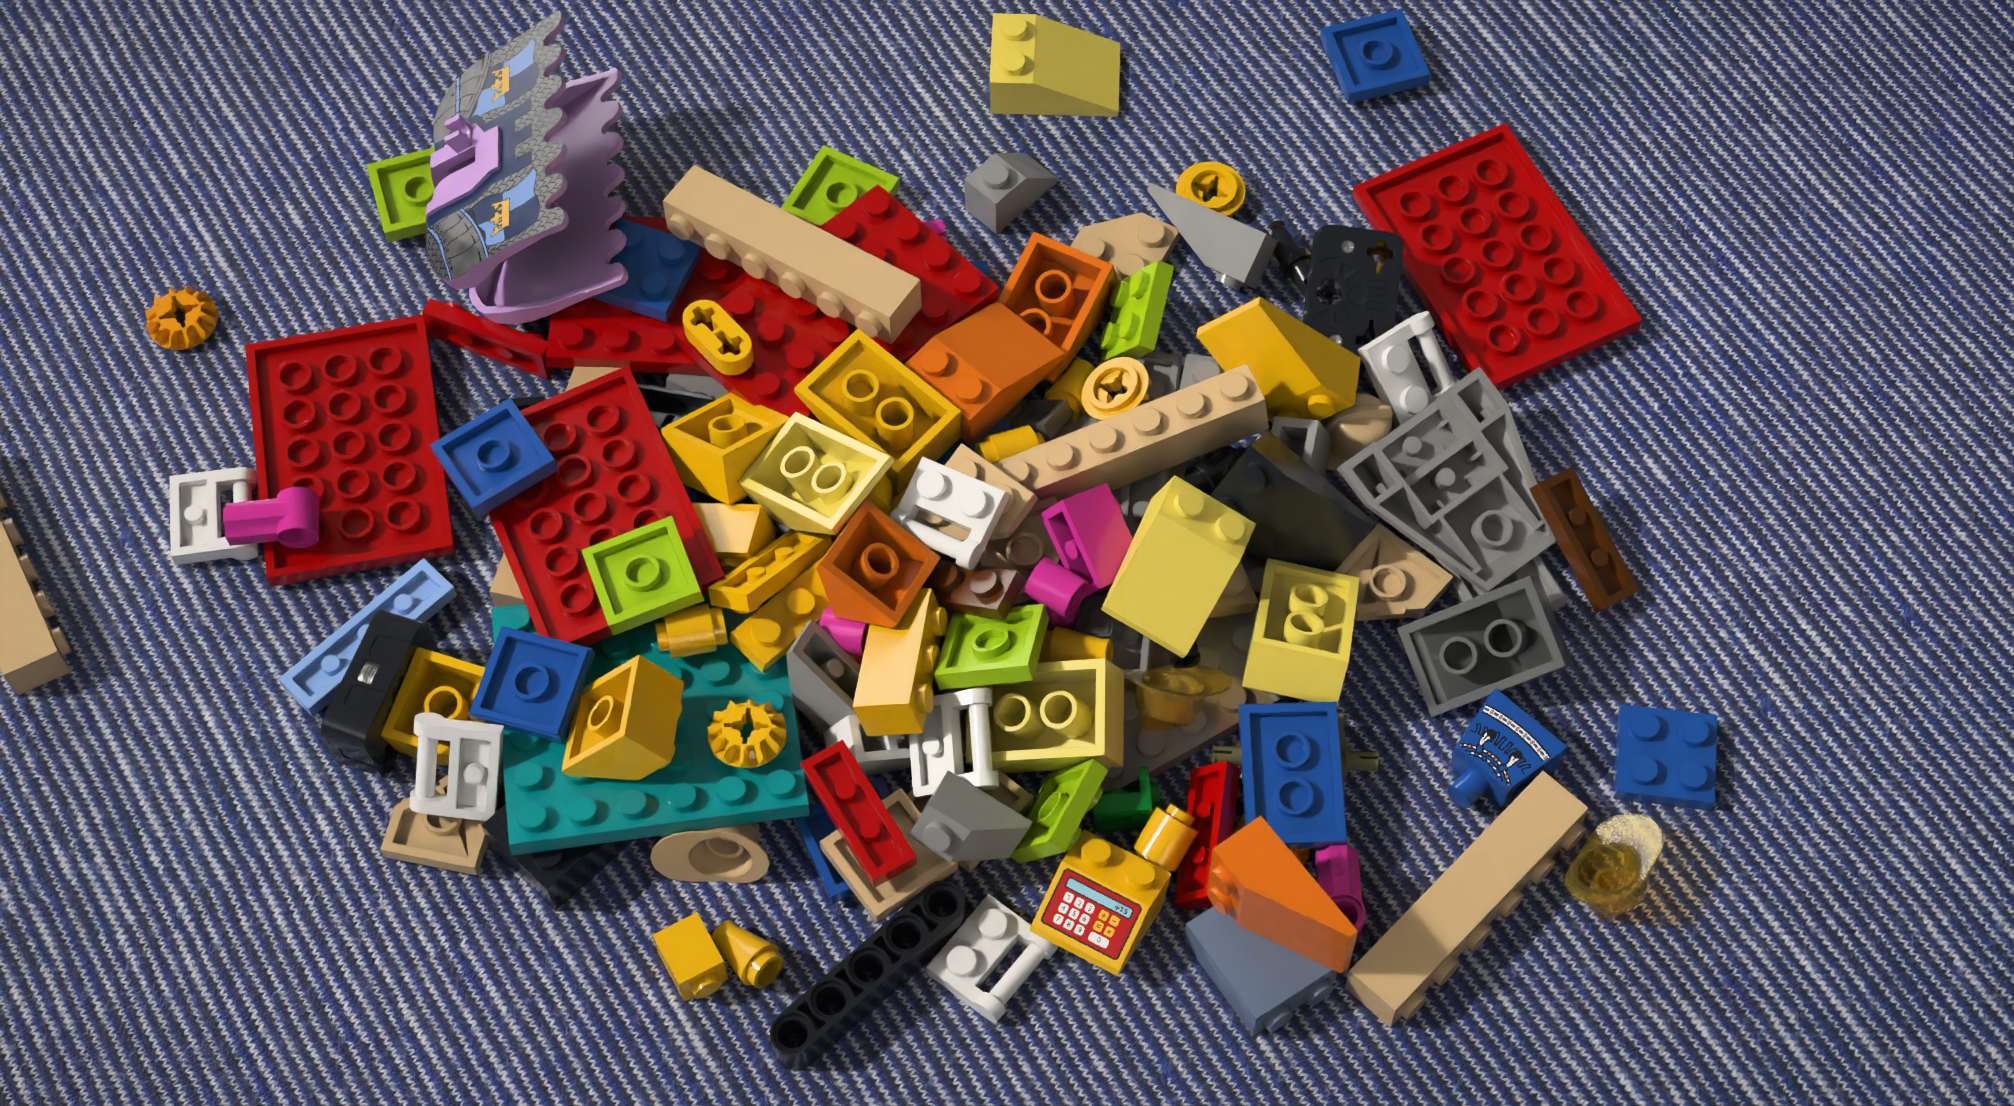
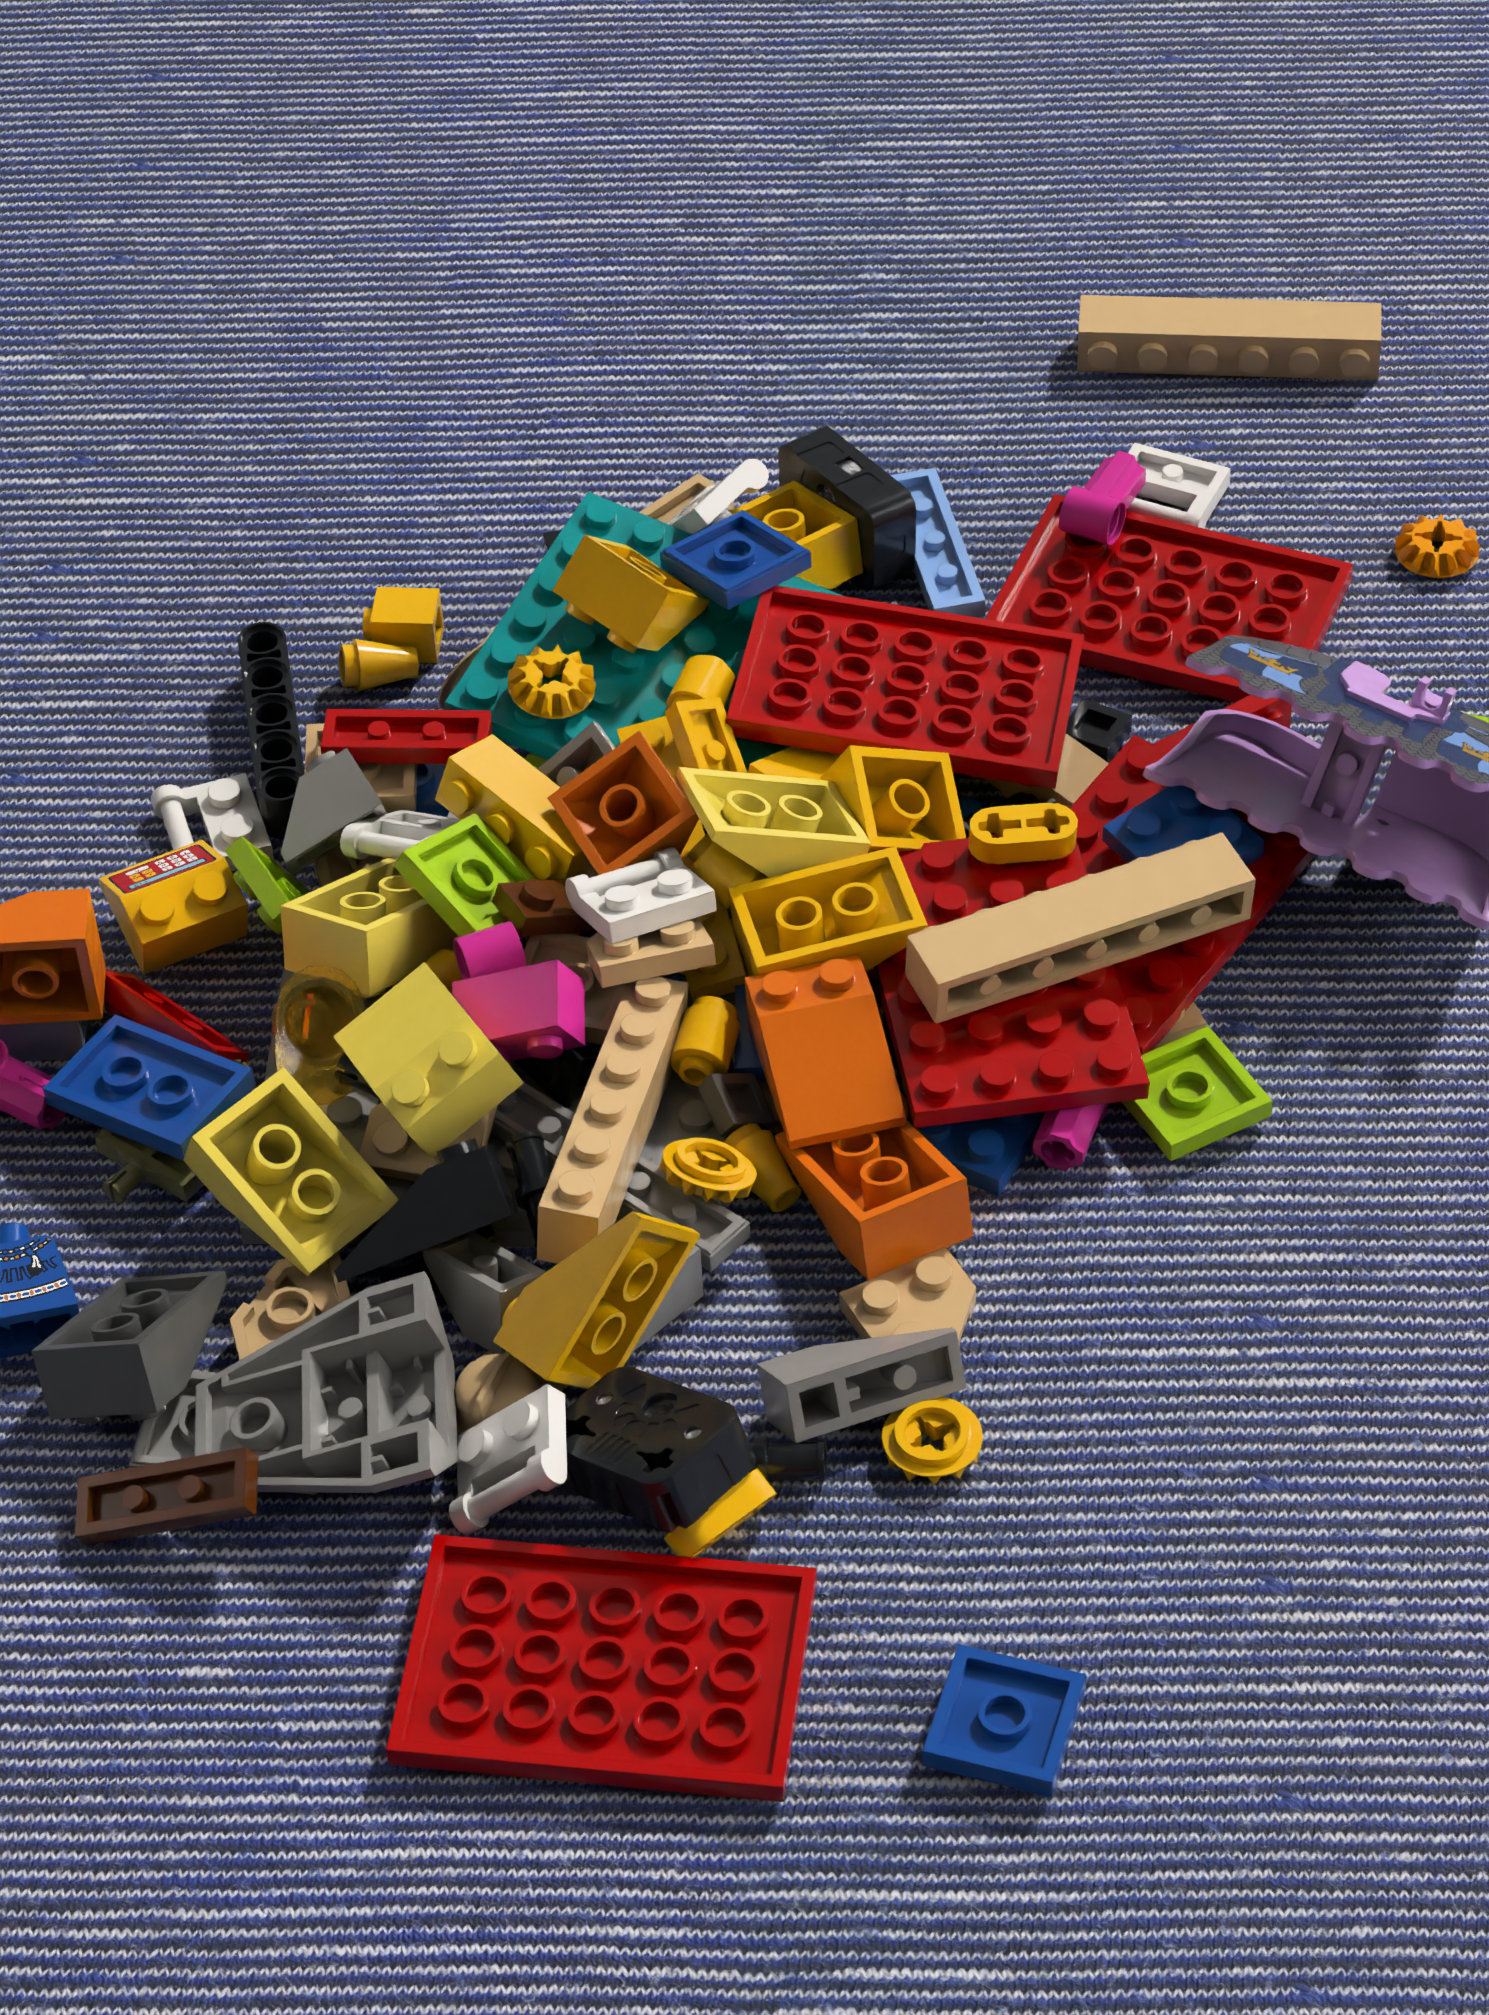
camera: 125 degrees right, 15 degrees down
(494, 457) = (1018, 626): blue plate -> none
(642, 575) = (771, 652): lime plate -> none
(1005, 188) = (1086, 1242): light grey slope -> none
(1051, 68) = (1234, 1369): light yellow slope -> none
(1124, 810) = (253, 976): green bracket -> none
(1136, 312) = (790, 1228): lime plate -> none
(1166, 837) = (191, 981): yellow brick -> none

